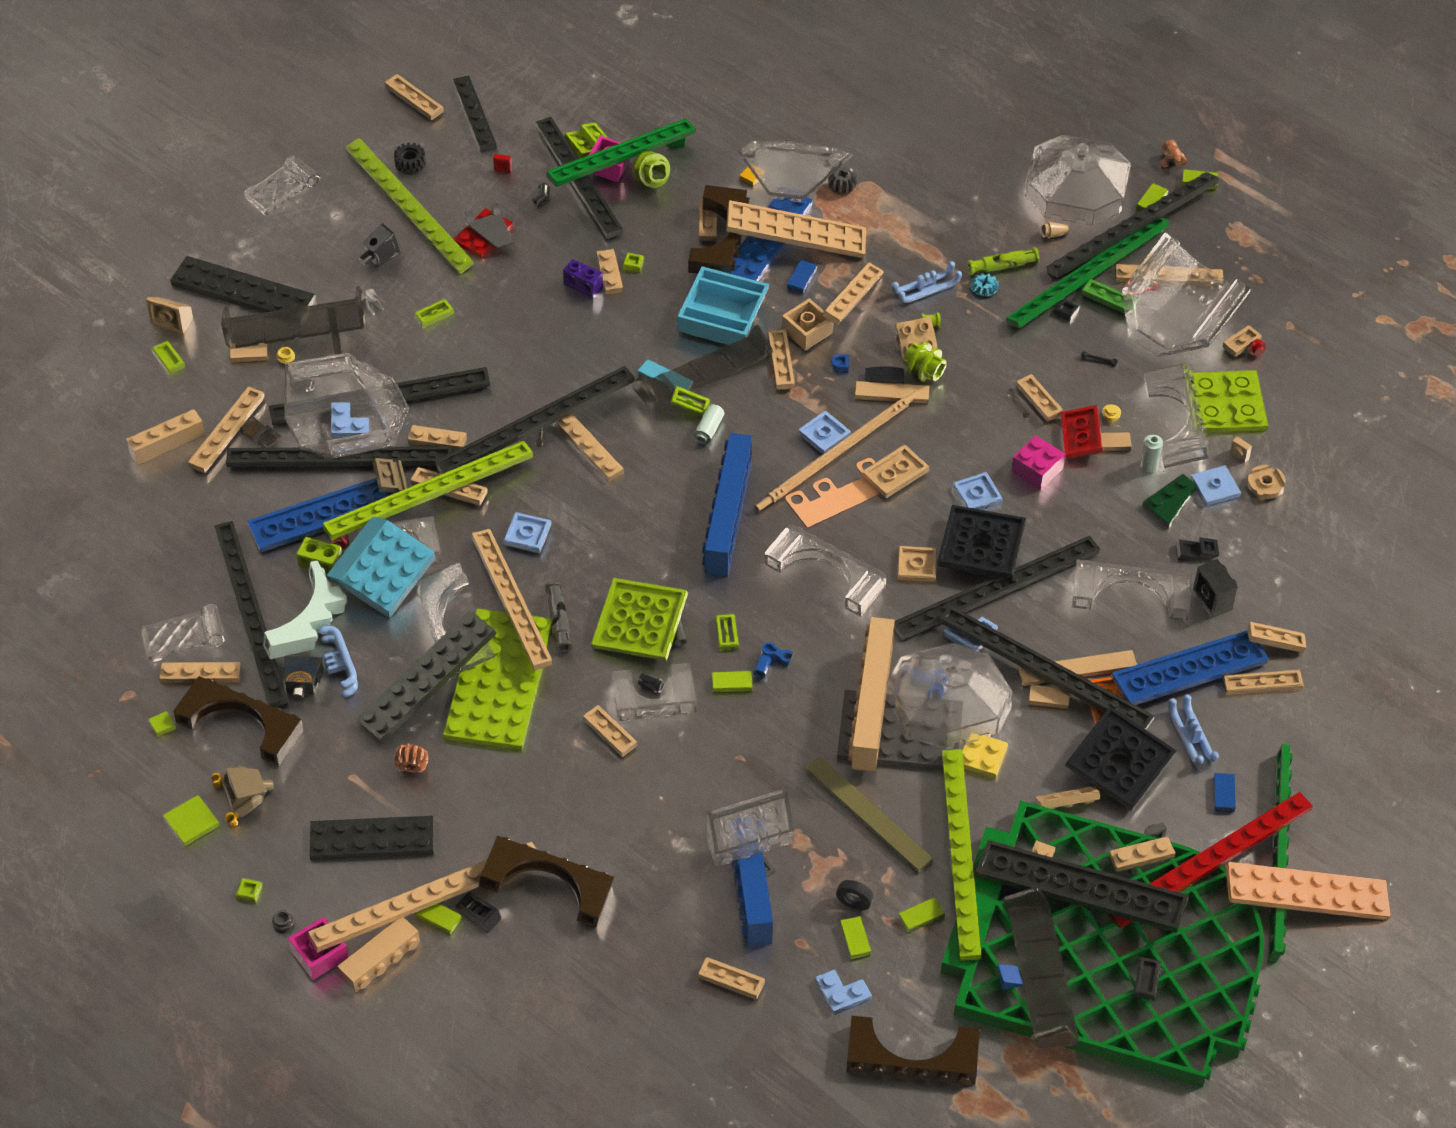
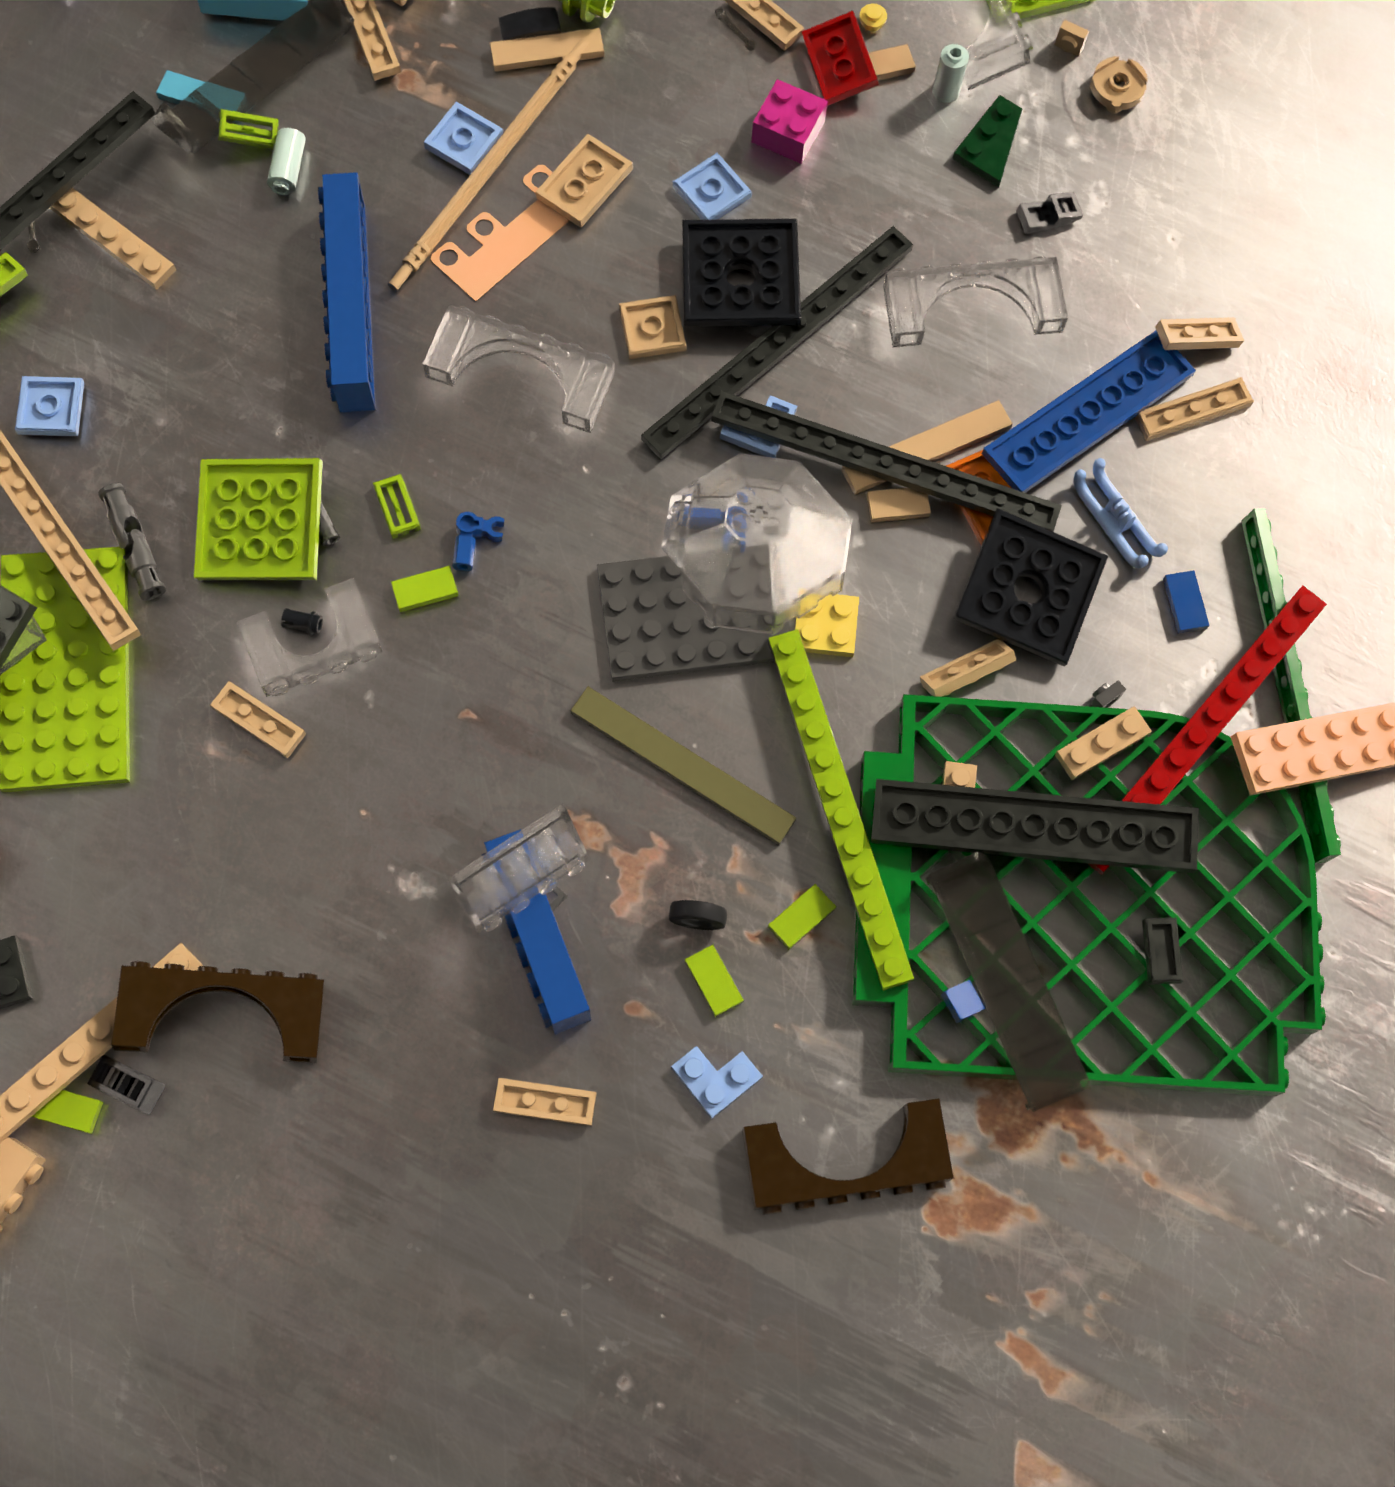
camera: 20 degrees left, 20 degrees up
(840, 363) = (459, 17): blue tile -> none
(871, 694) = (643, 571): tan brick -> none
(1215, 588) = (1096, 273): pearl dark grey brick -> none
(1216, 485) = (1049, 103): light blue plate -> none

